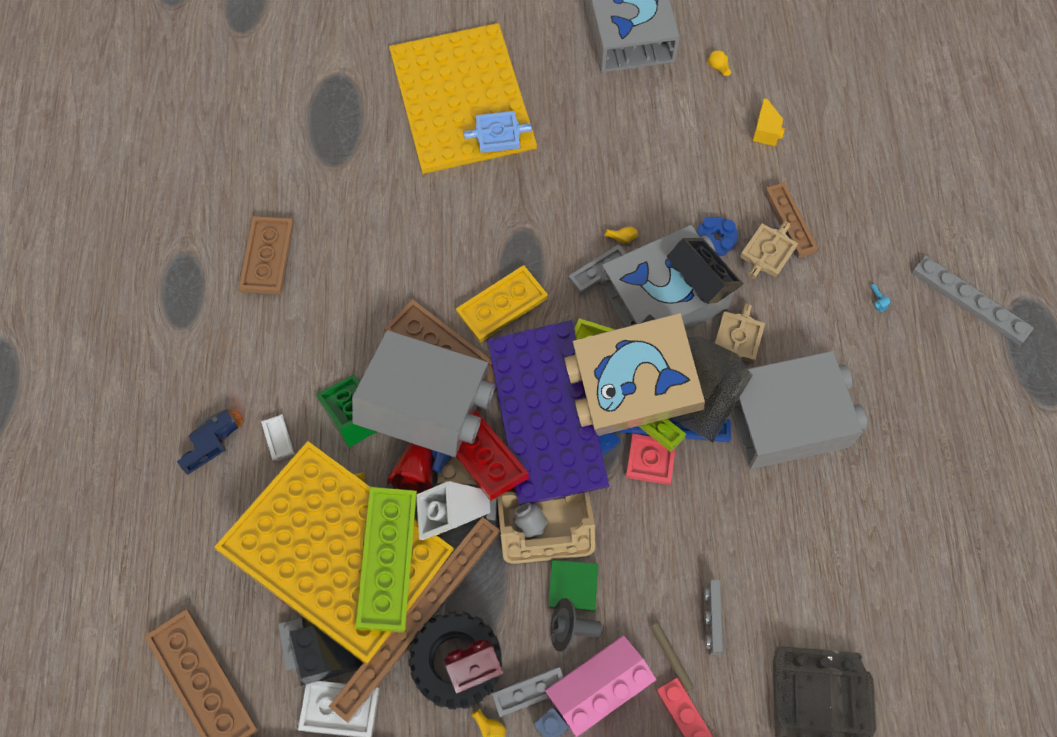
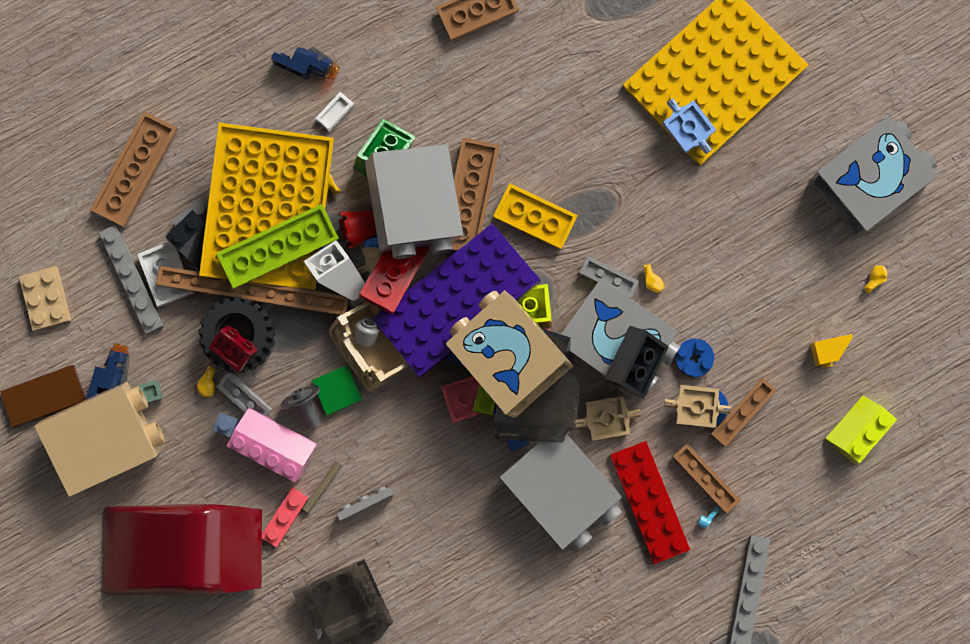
camera: 65 degrees right, 15 degrees up
(840, 280) = (706, 478): none -> medium nougat plate
(849, 341) = (650, 502): none -> red plate
(855, 135) = (860, 429): none -> neon yellow slope

